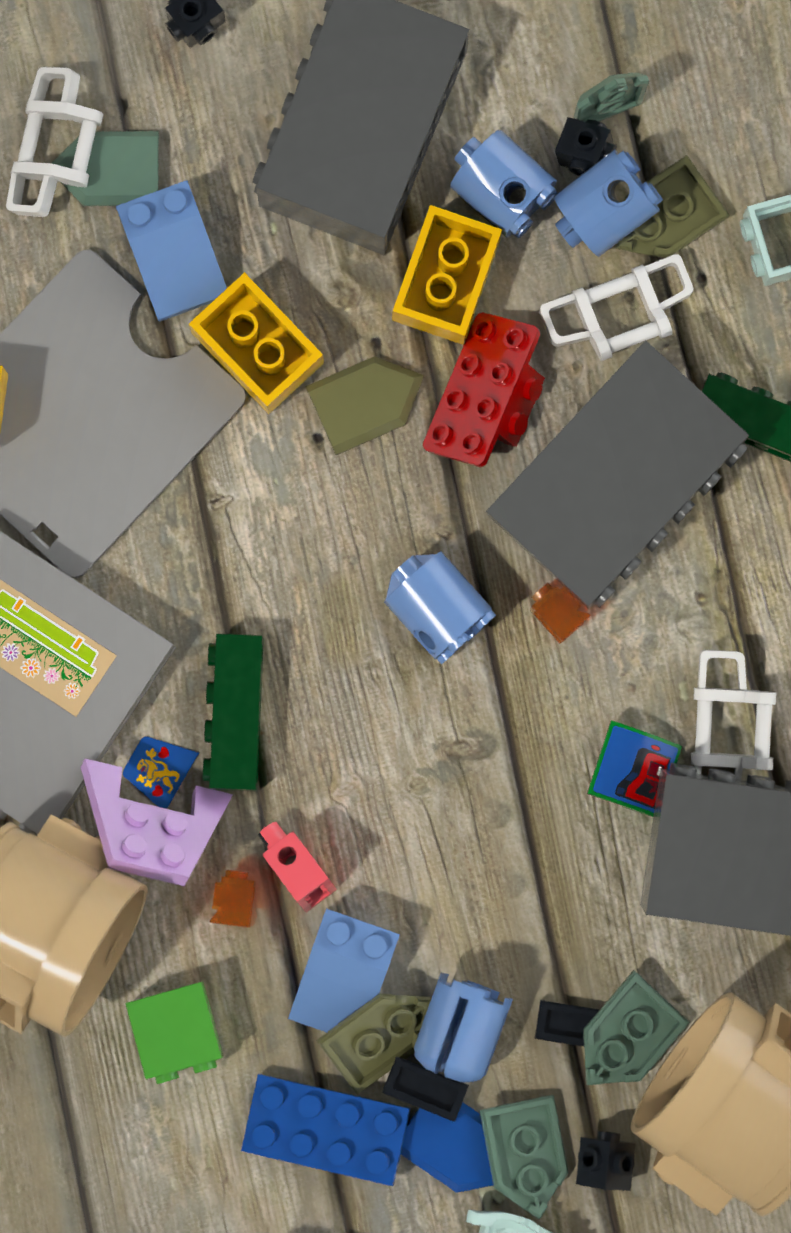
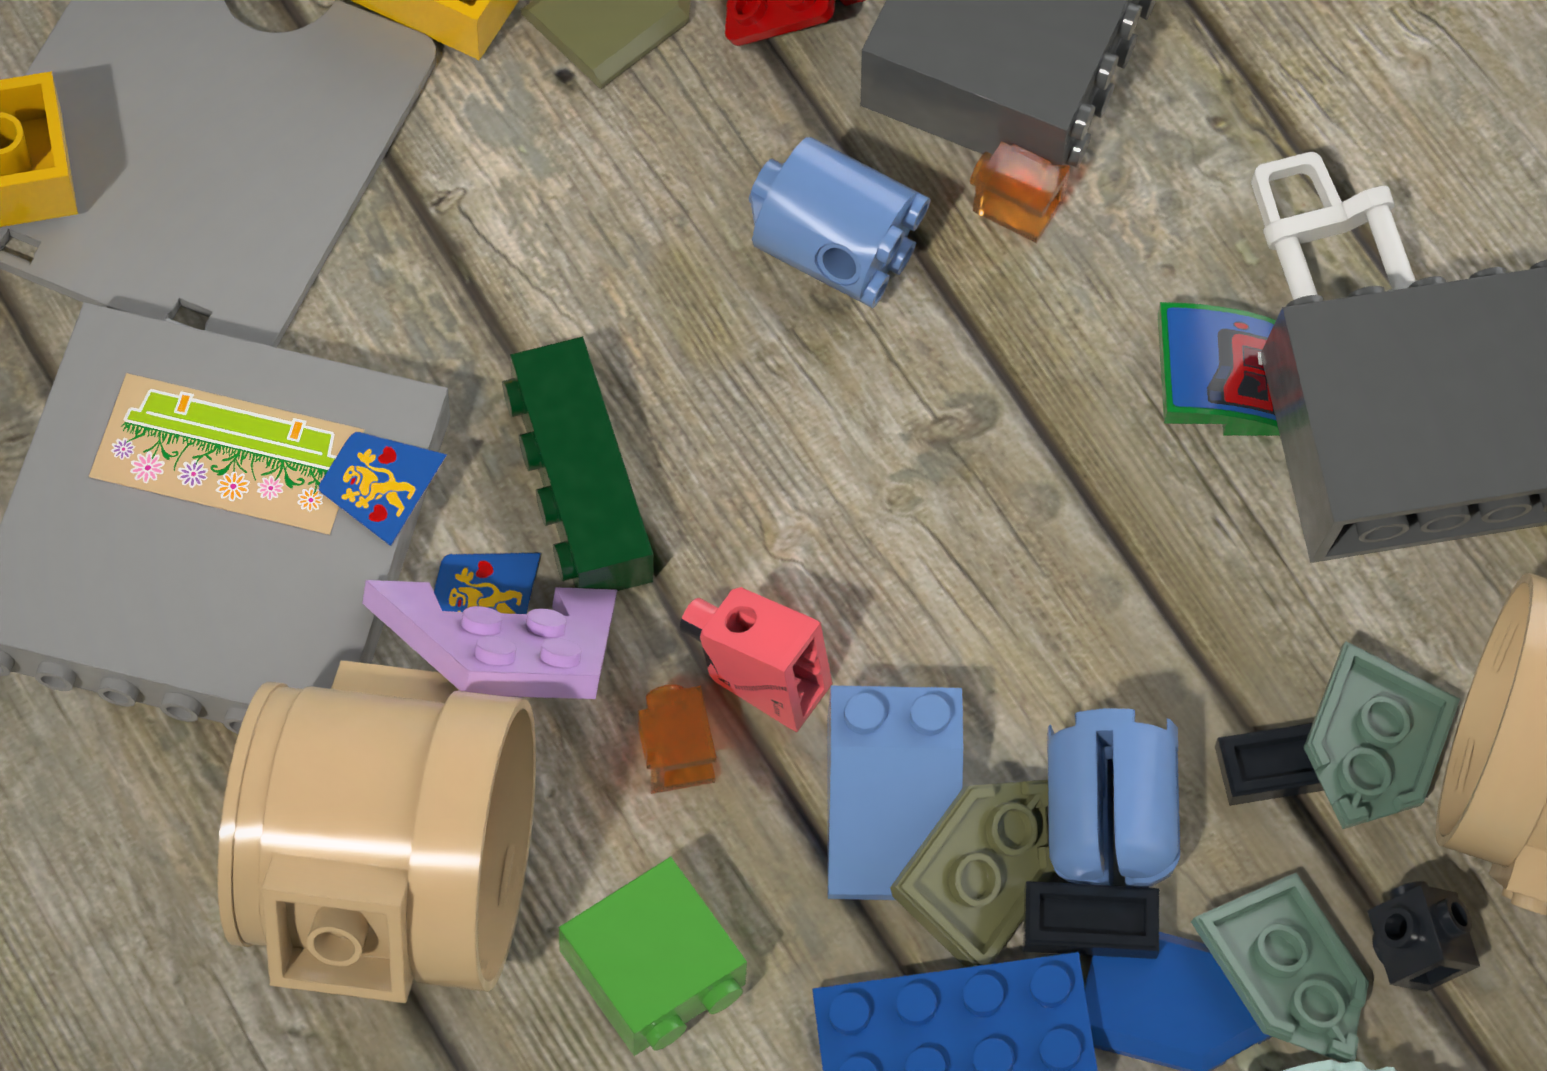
camera: 20 degrees left, 20 degrees down
(114, 692) = (379, 481): none -> blue sticker

